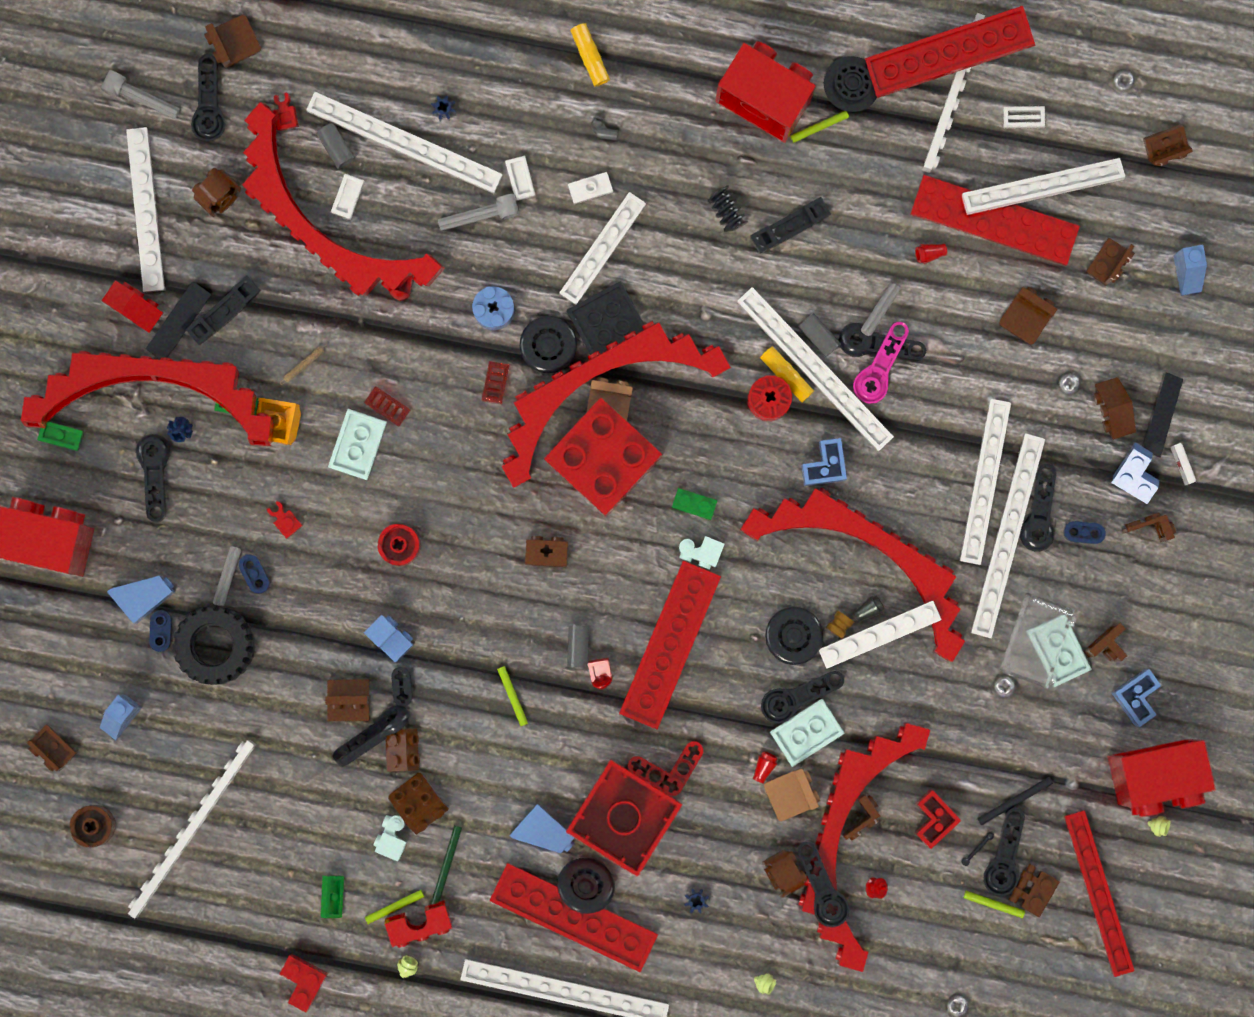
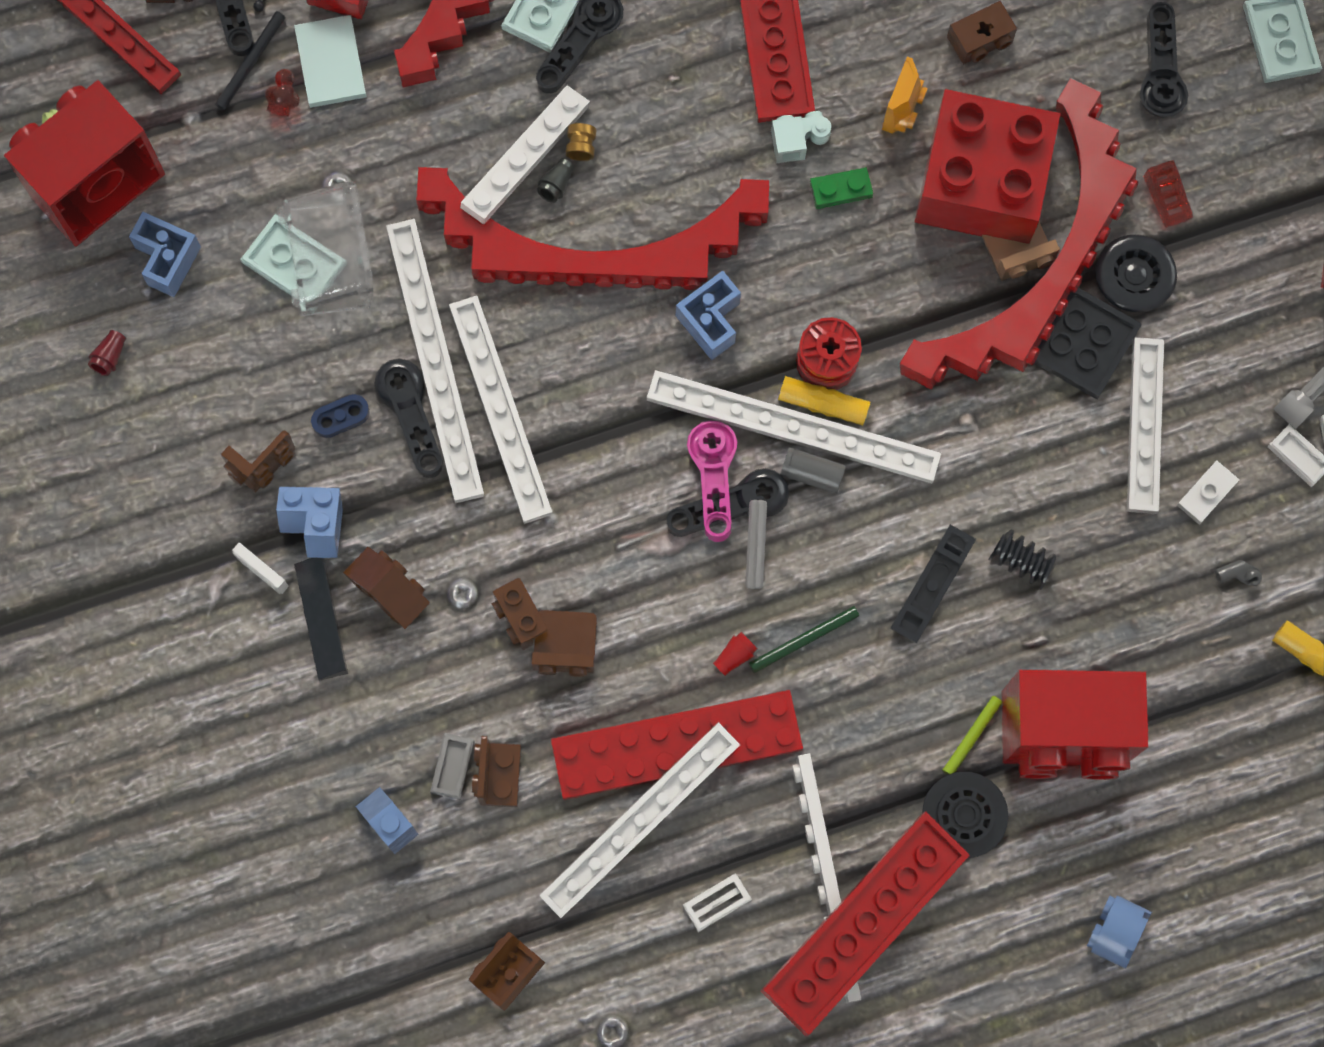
camera: 150 degrees right, 10 degrees down
(405, 411) = (1290, 87): clear red slope -> none
(448, 464) = (1162, 67): none -> black beam
(496, 319) = (1221, 265): medium blue brick -> none
(628, 531) = (906, 95): none -> light orange slope
(794, 635) = (628, 102): black wheel -> none
(894, 239) = (803, 639): none -> dark green bar
(965, 771) = (330, 61): none -> light aqua tile
(1011, 763) = (283, 96): none -> clear red animal
(1045, 346) = (520, 613): none -> reddish brown bracket
(1107, 643) = (237, 292): reddish brown bracket -> none
(1132, 282) = (452, 766): none -> light grey tile
(1204, 654) = (107, 353): none -> dark red cone

